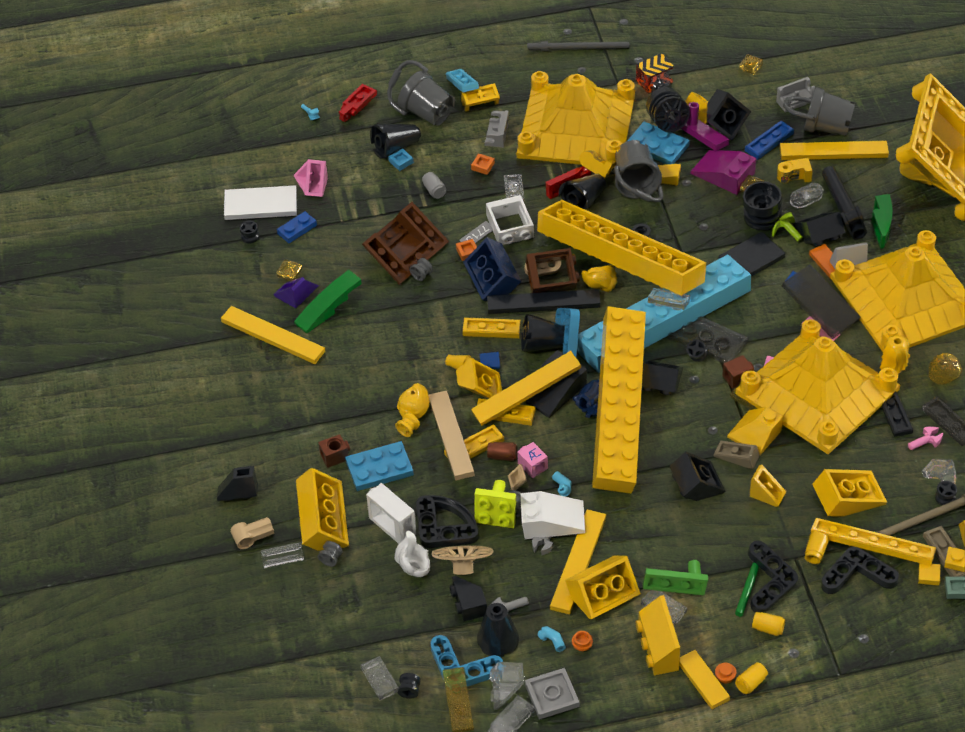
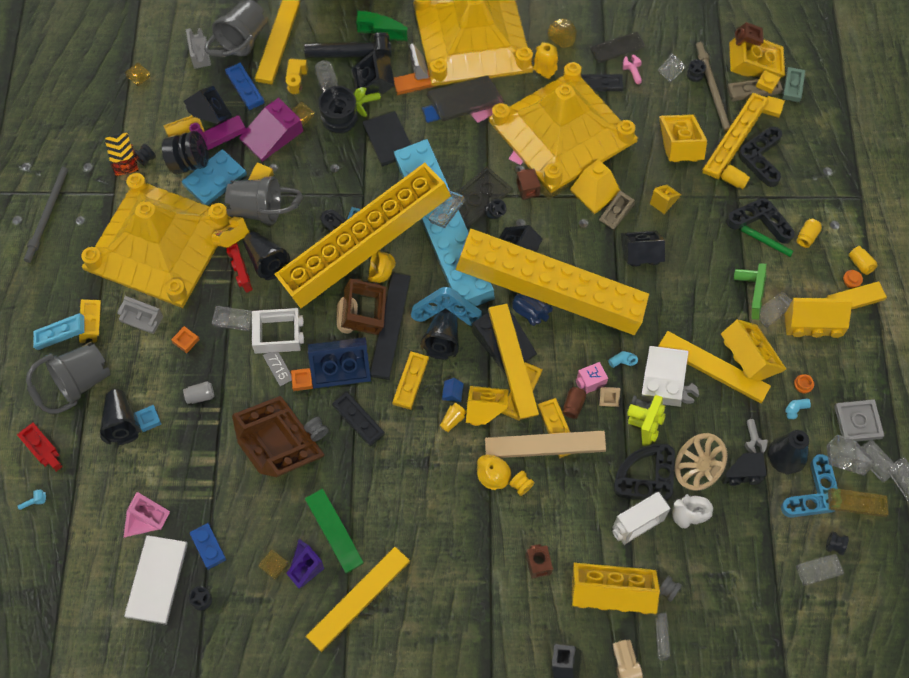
camera: 80 degrees left, 15 degrees up
(379, 466) = (563, 522): dark azure plate -> none
(441, 299) = (358, 419): none -> black tile

